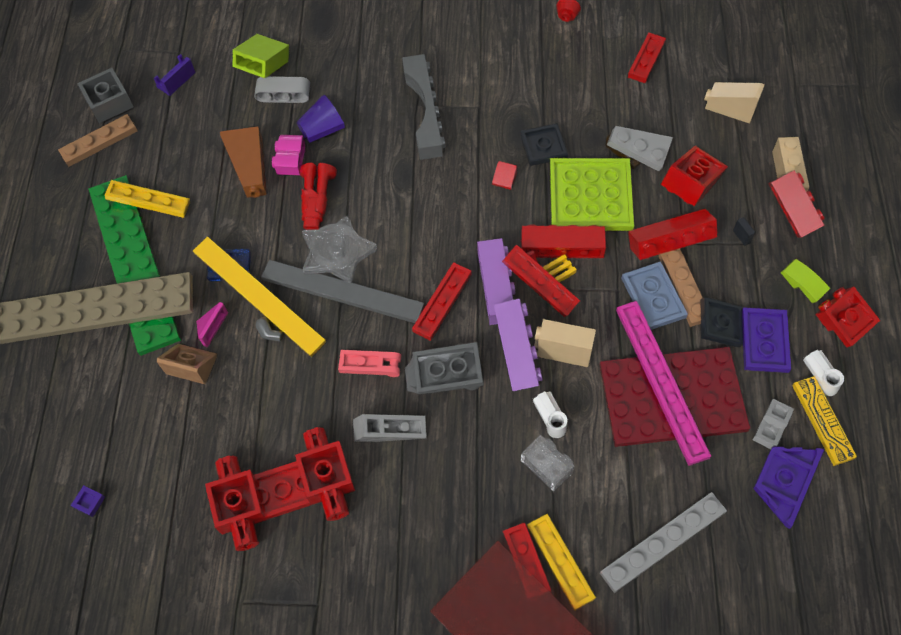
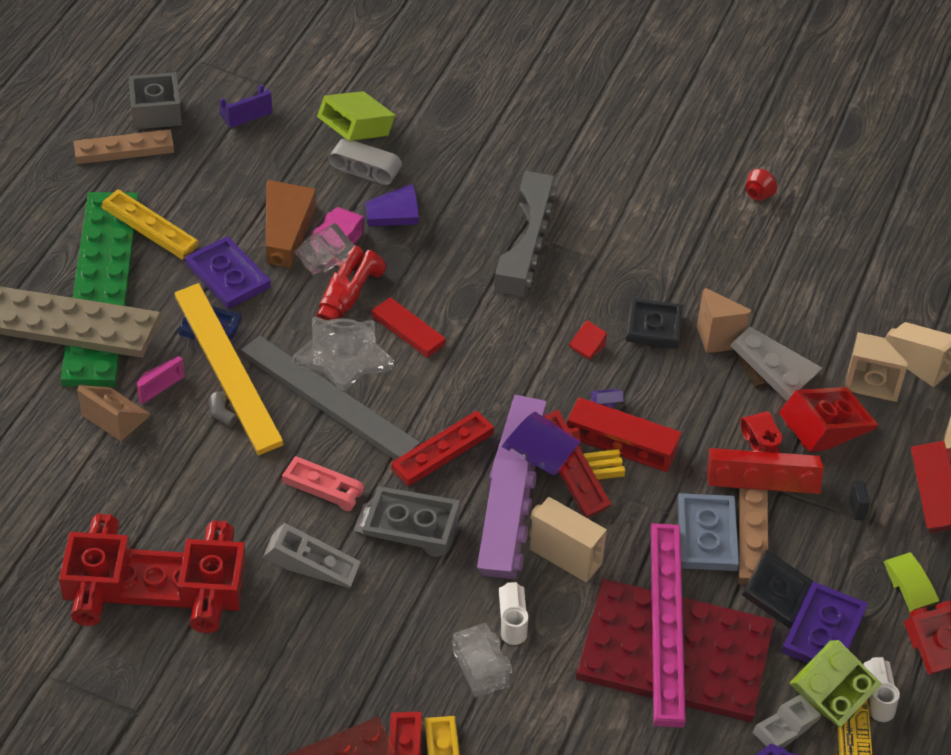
camera: 15 degrees right, 15 degrees down
(222, 216) = (227, 272): none -> dark purple plate
(287, 174) = (325, 249): none -> clear brick
(373, 212) = (408, 327): none -> red tile
(520, 278) = (542, 443): none -> dark purple slope
(538, 216) = (607, 397): none -> plate
(591, 128) = (720, 321): none -> medium nougat slope
(592, 192) = (687, 394): lime plate -> none
(646, 58) = (834, 270): red plate -> none
(656, 205) = (761, 432): none -> red piece
(711, 125) = (875, 368): none -> tan slope
(796, 382) = (835, 683): none -> lime slope

